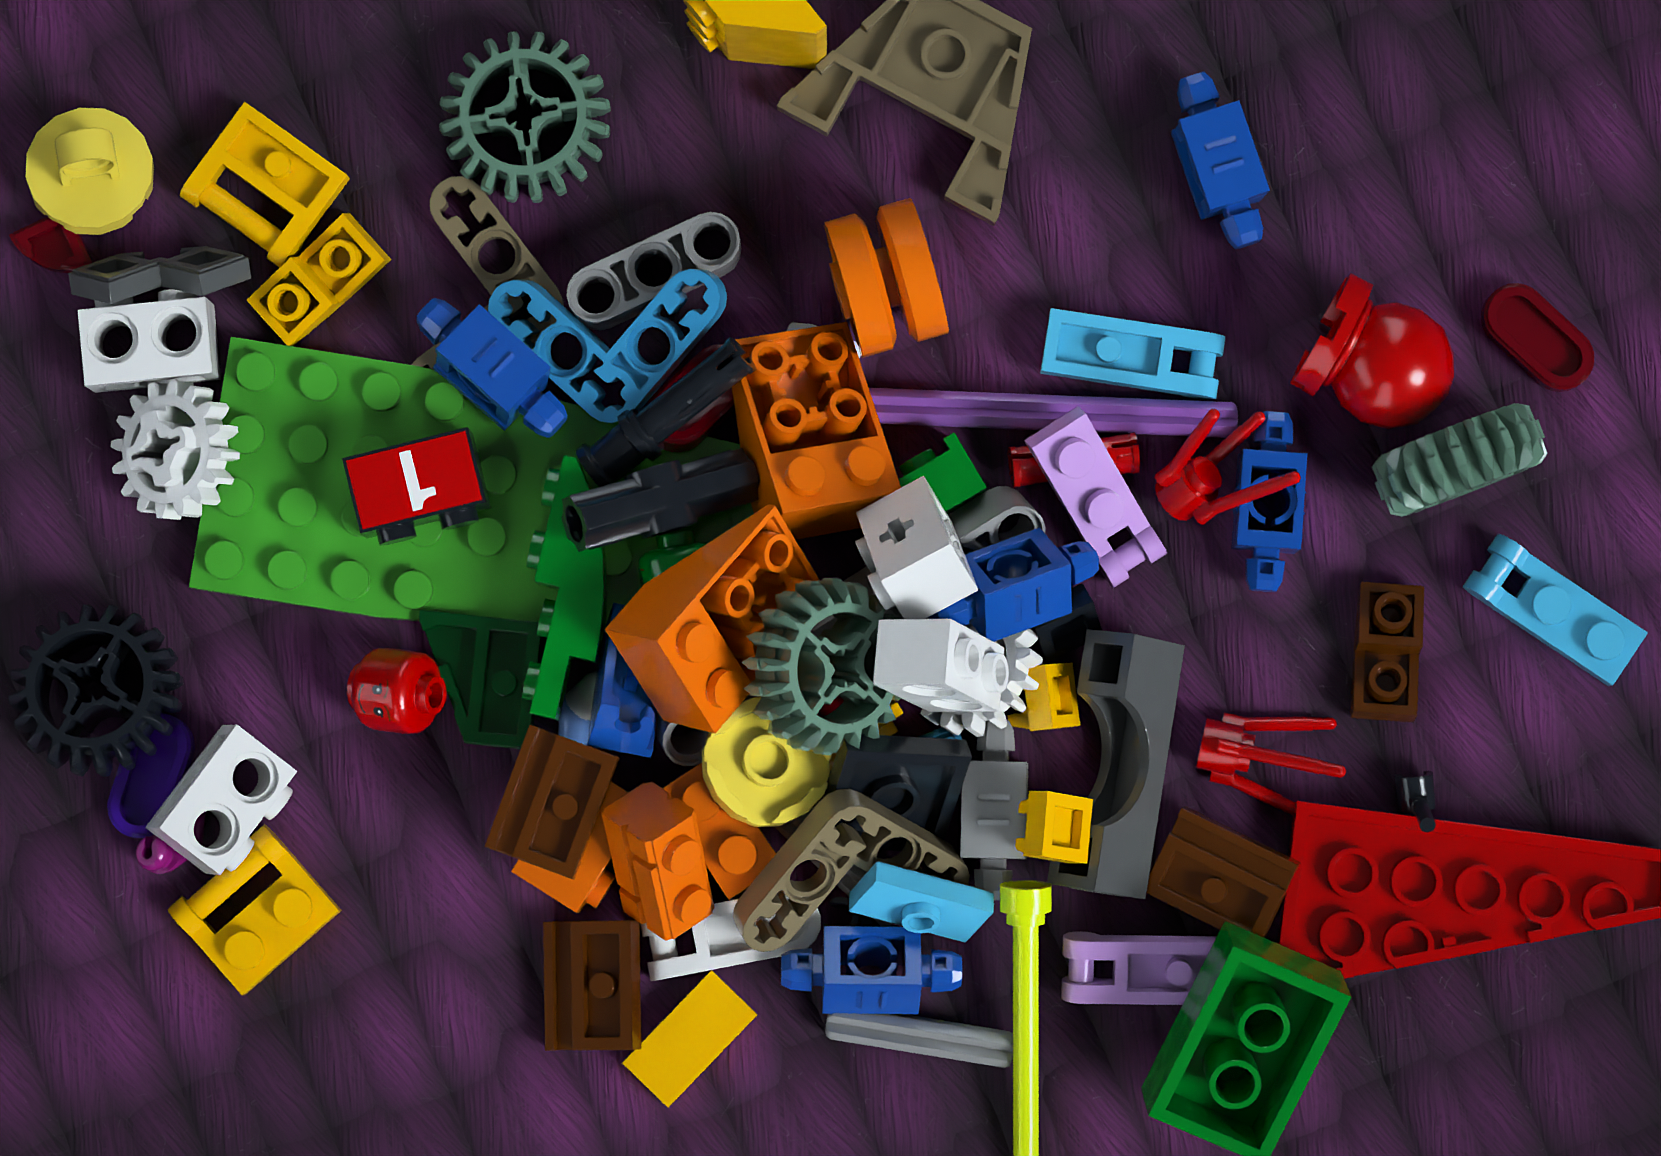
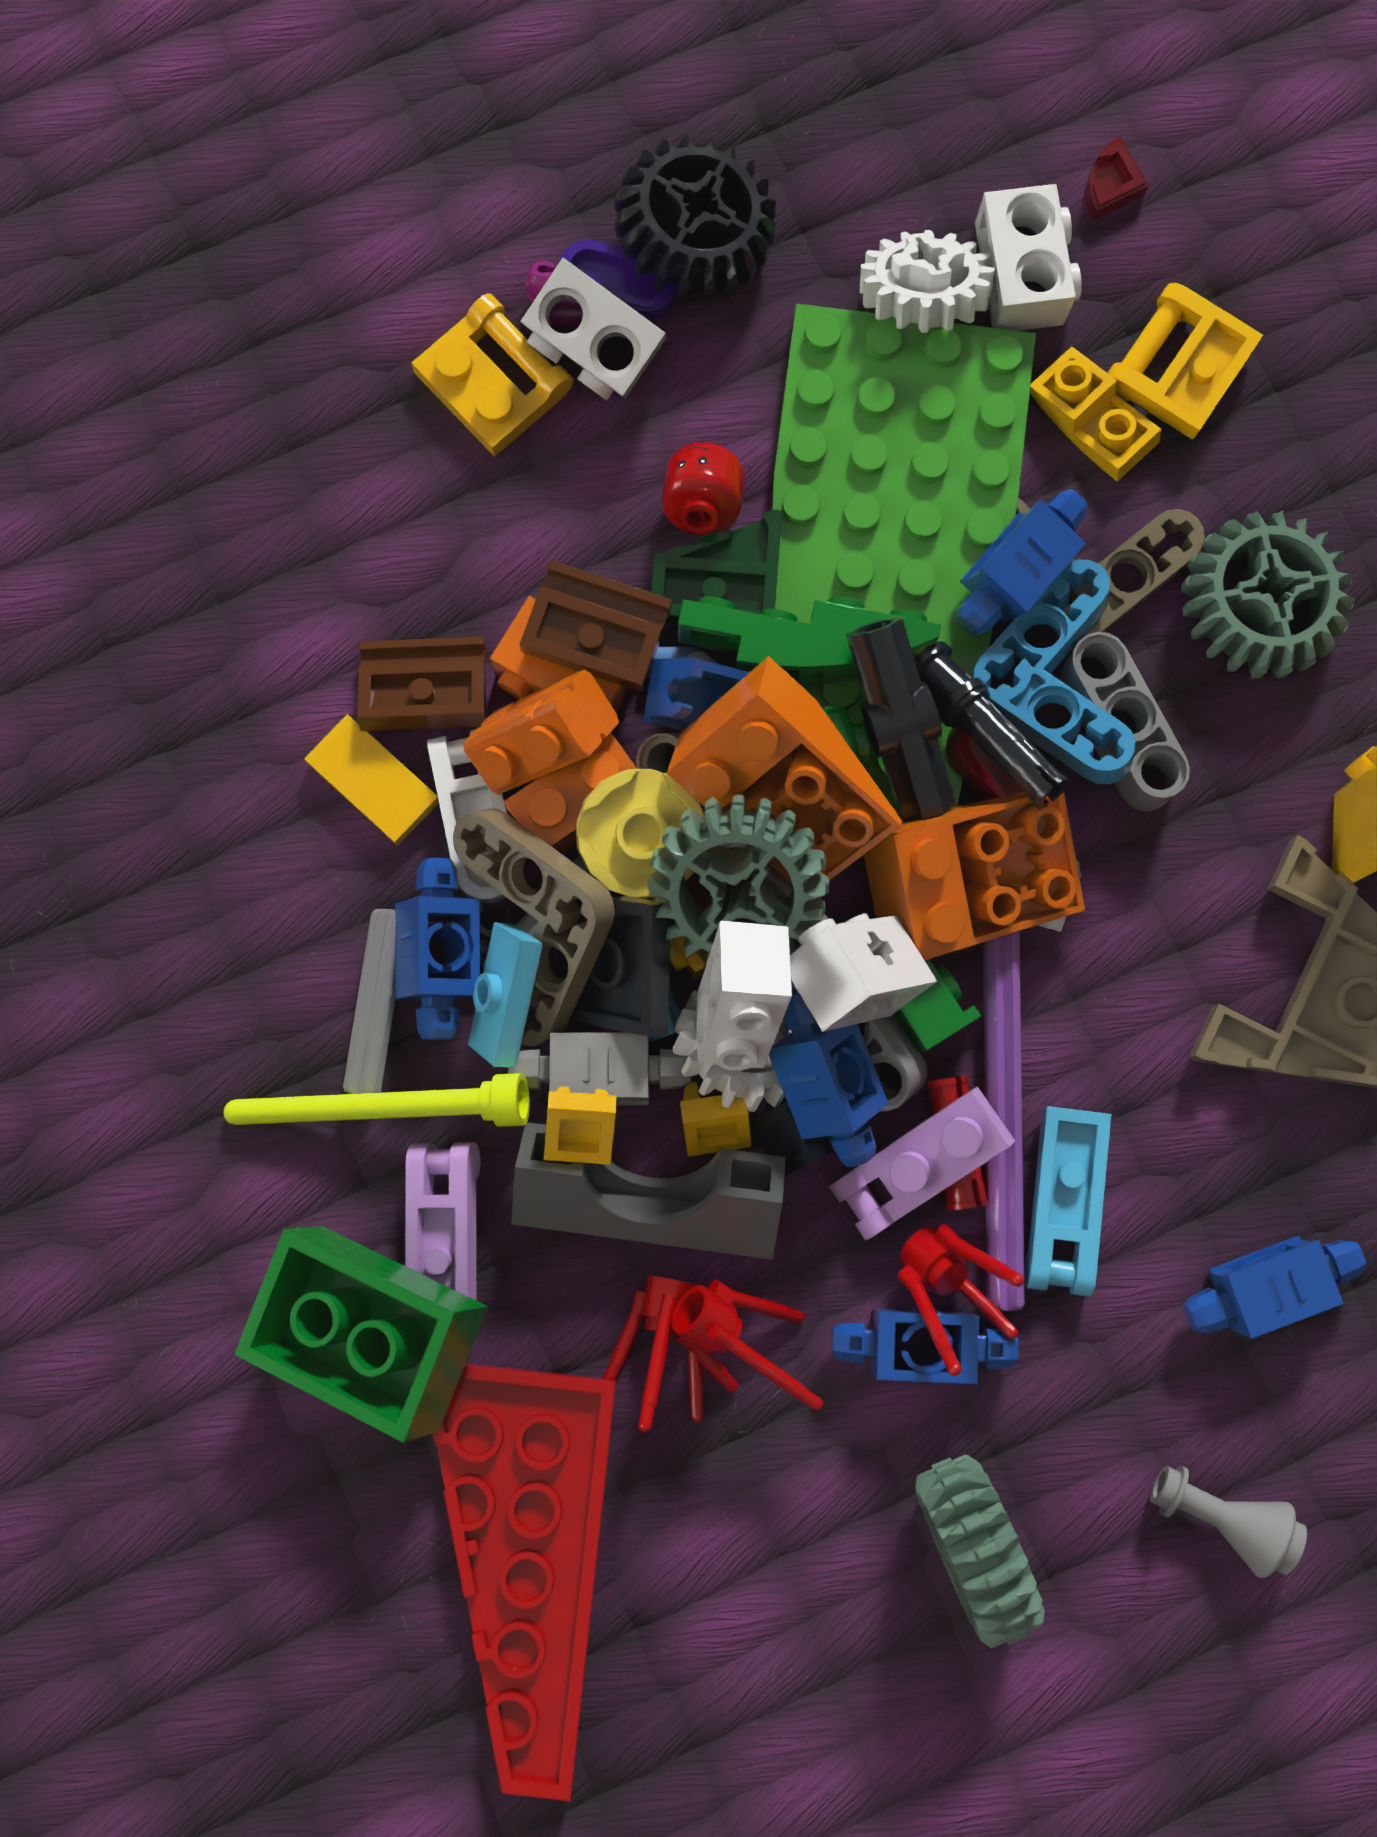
camera: 85 degrees right, 5 degrees down
(89, 170) = (1185, 203): light yellow tile -> none
(129, 274) = (1093, 247): dark grey tile -> none
(417, 485) = (903, 494): red brick -> none
(883, 278) = (1132, 934): orange wheel -> none
(1220, 874) = (538, 1303): reddish brown plate -> none
(1244, 707) = (709, 1322): none -> red plant
(1381, 359) = (1079, 1461): red tile -> none
(1387, 652) = (773, 1474): reddish brown slope -> none
(1417, 796) = (622, 1510): black hand -> none
(1449, 191) = (1259, 1532): none -> light grey piece
(1537, 337) = (1108, 1631): dark red tile -> none
(1556, 611) = (820, 1658): medium azure plate -> none

